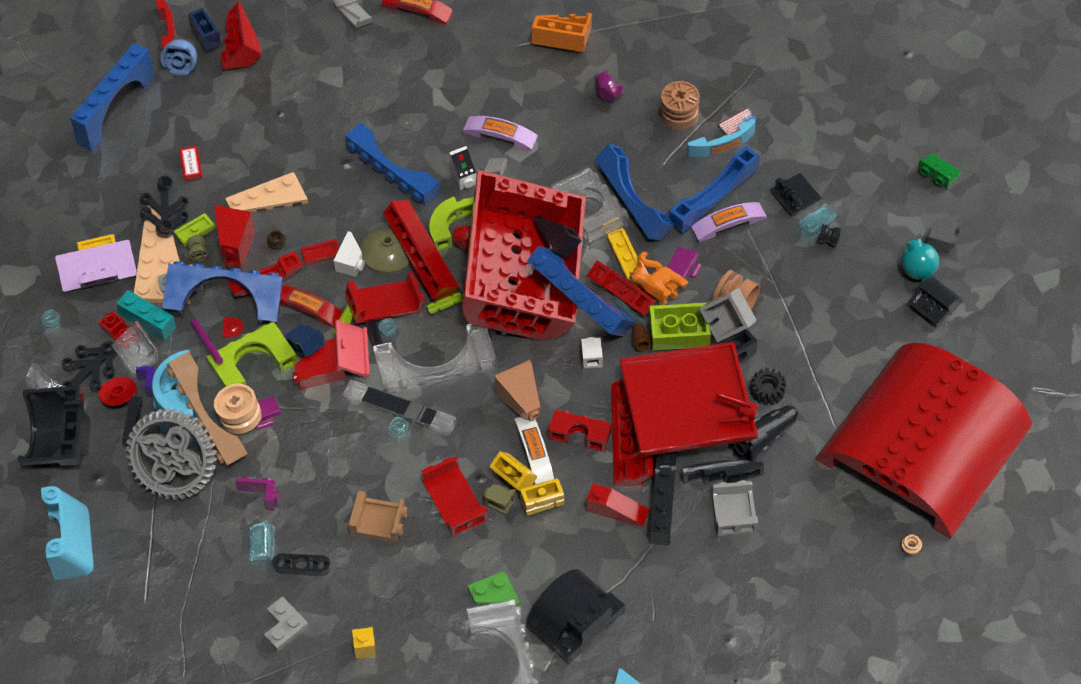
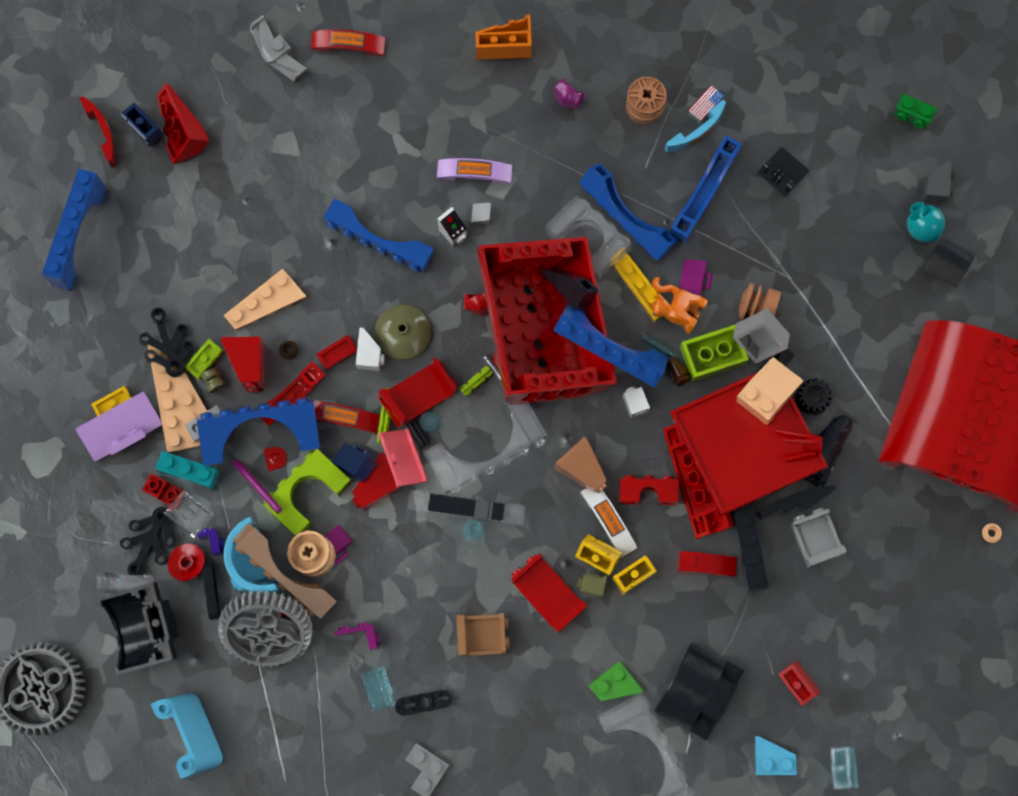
camera: 15 degrees left, 20 degrees up
(48, 315) = (88, 492): clear light blue plate -> none
(179, 57) = (126, 163): medium blue cylinder -> none
(190, 163) = (175, 282): tile -> none
(364, 643) = (509, 774): yellow brick -> none
(420, 249) = (437, 330): red brick -> none
(444, 216) = (448, 303): lime arch -> none
(621, 287) = (646, 322): red slope -> none
(677, 633) = (799, 683): none -> red slope
(718, 358) = (769, 390): none -> light nougat slope
(726, 218) = (726, 218): lavender slope -> none
(812, 222) = (812, 197): clear light blue slope -> none
(825, 232) = (829, 212): black wheel -> none

